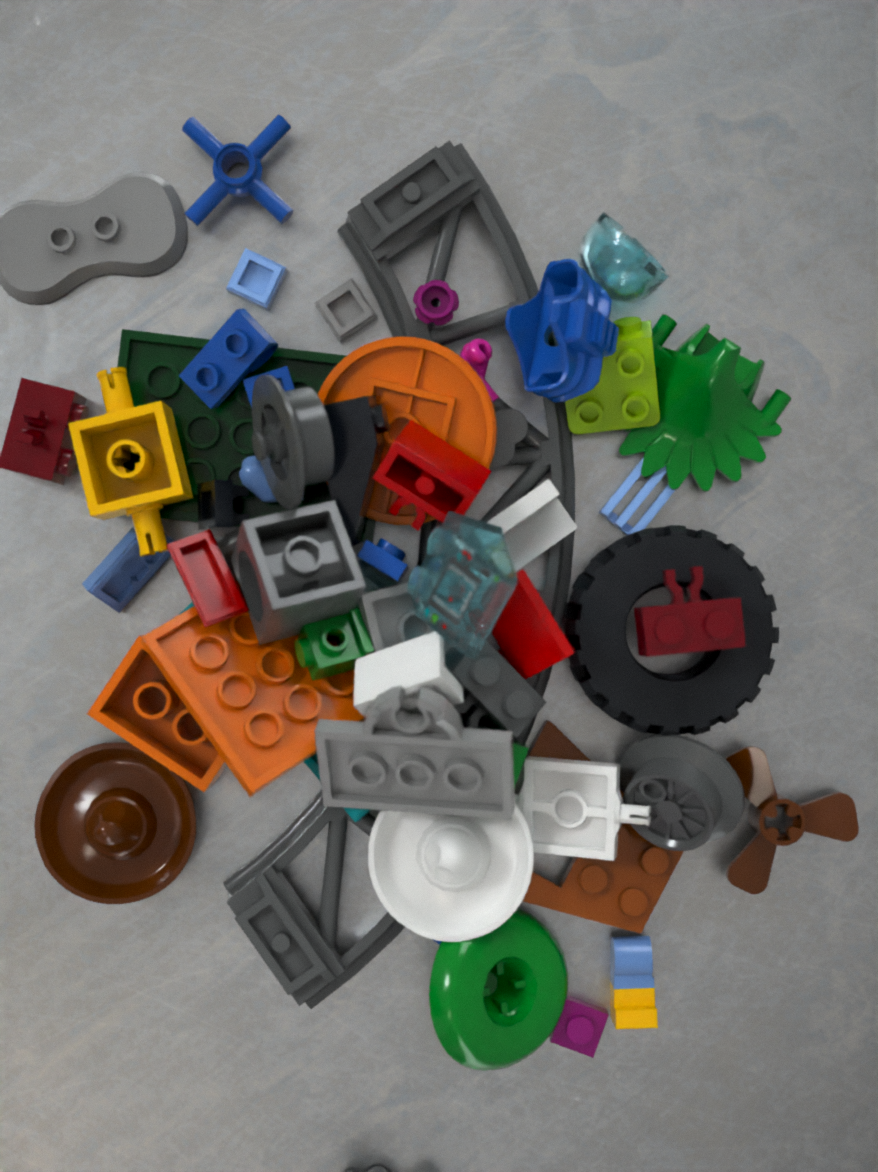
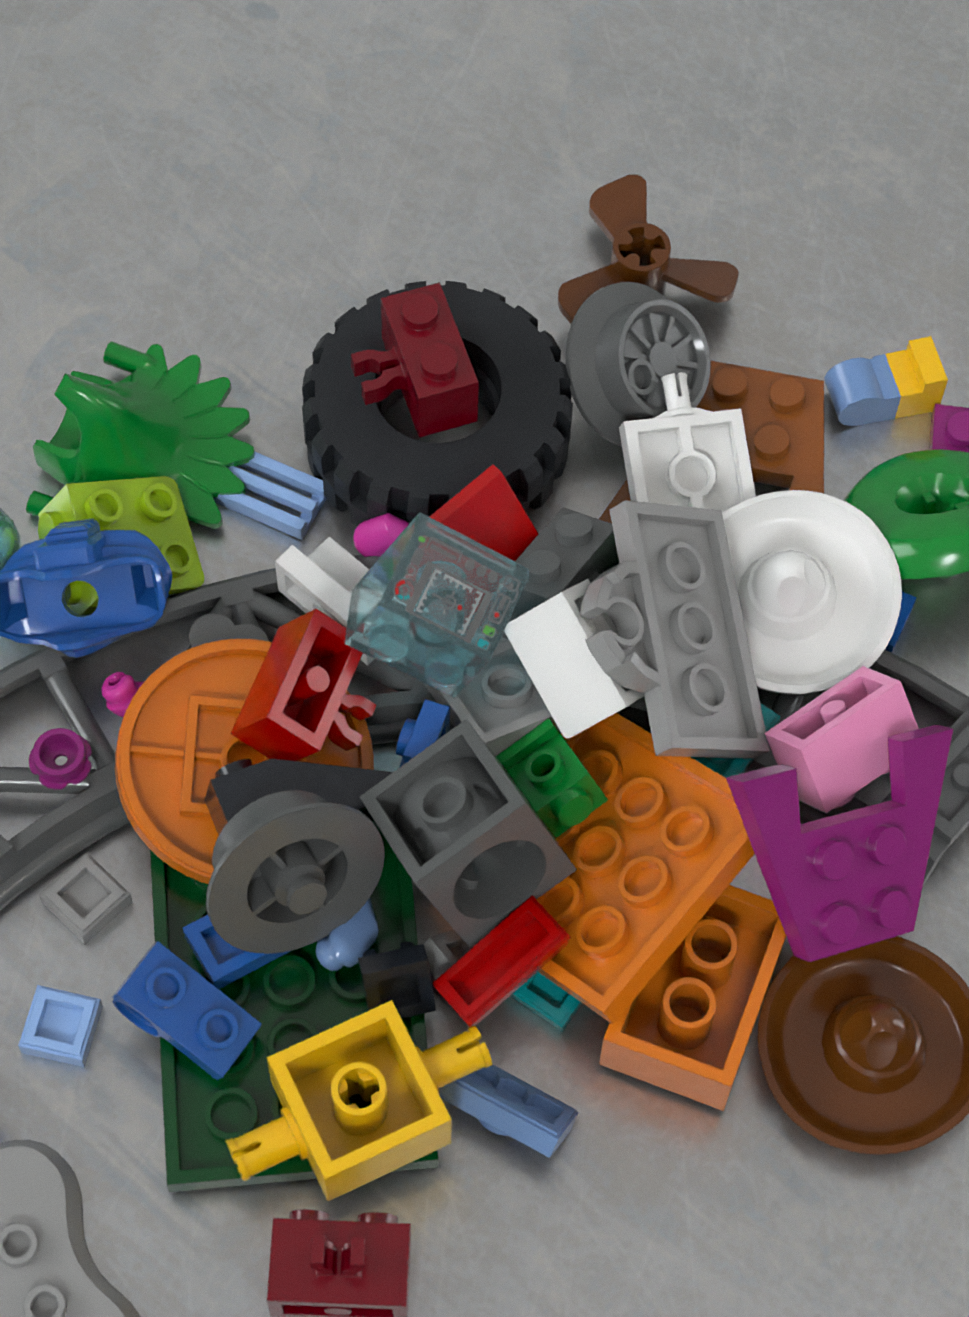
camera: 105 degrees left, 25 degrees down
(219, 847) = (853, 872): none -> magenta wing
(320, 863) = (842, 737): none -> bright pink brick
(568, 573) = (377, 534): none -> dark pink arm

